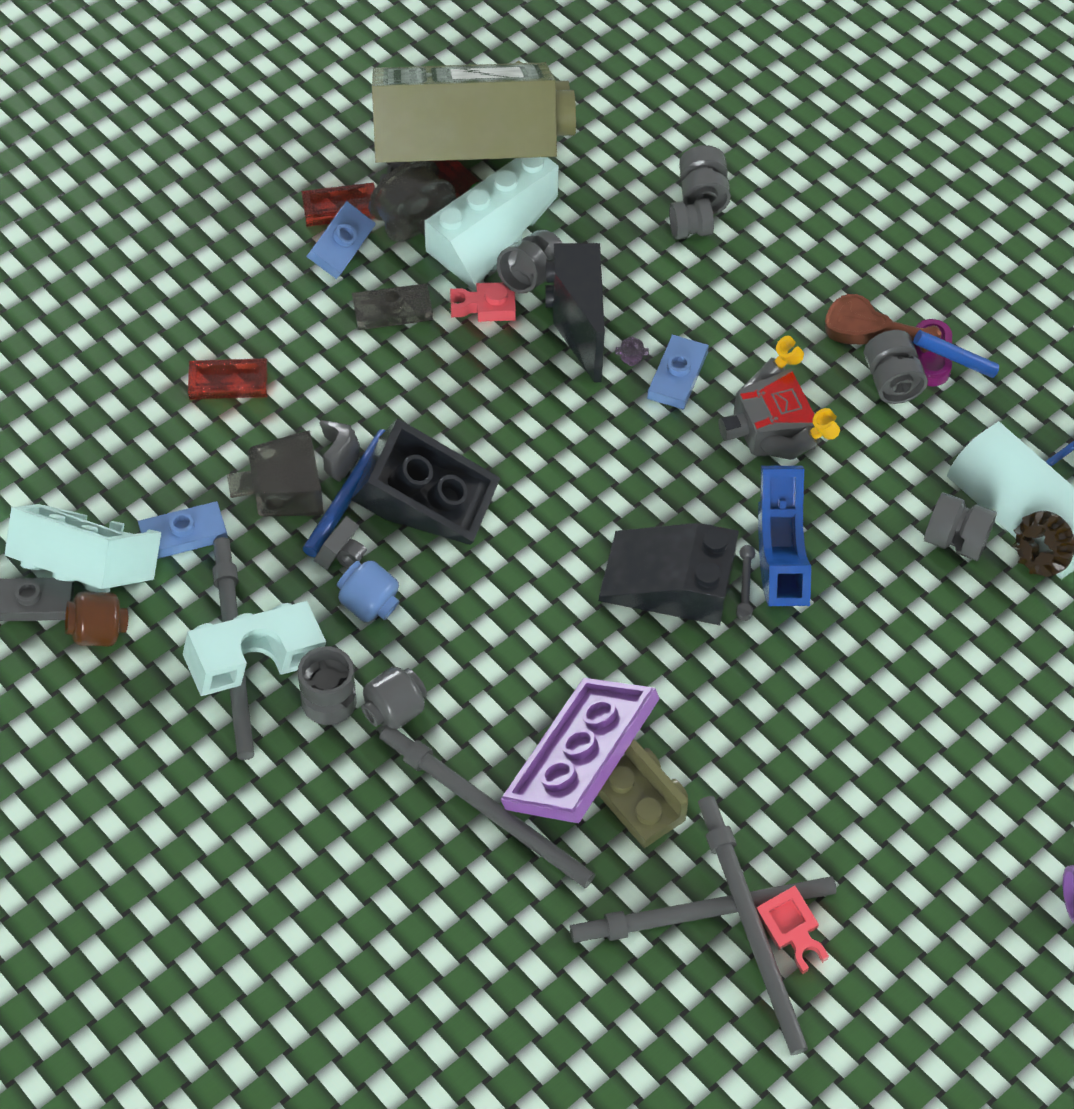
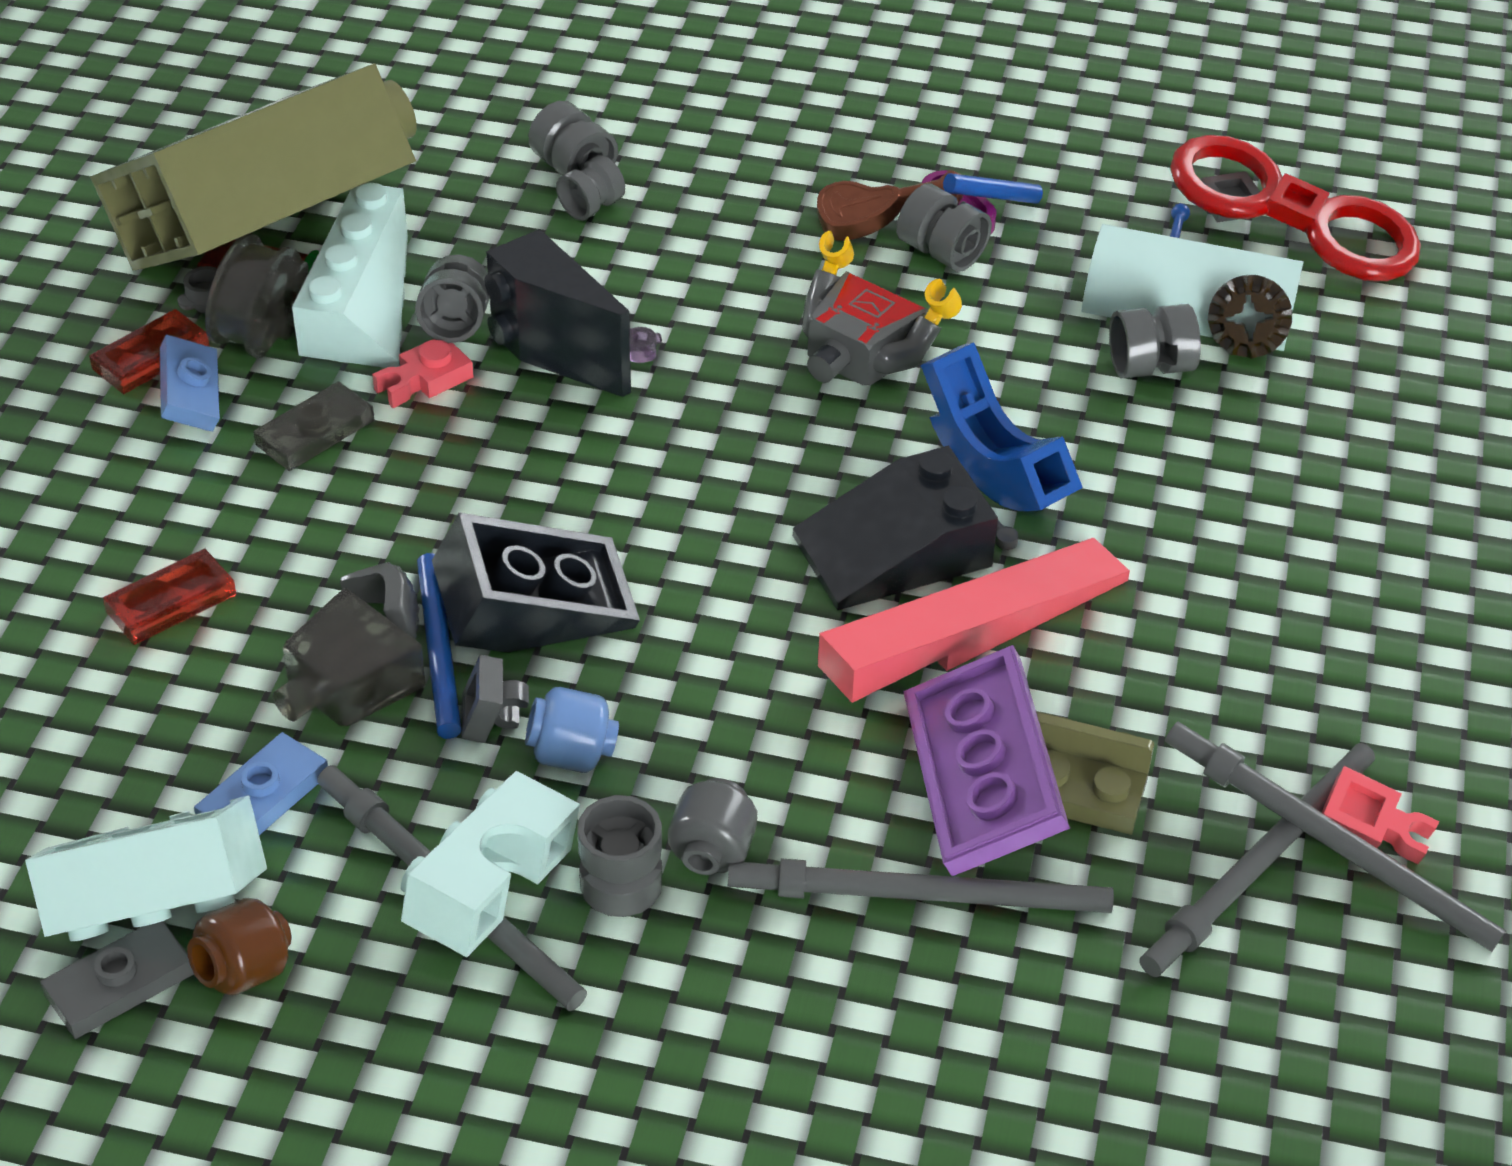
camera: 35 degrees left, 10 degrees down
(667, 652) = (965, 618): none -> coral slope
(678, 372) = (711, 341): medium blue plate -> none

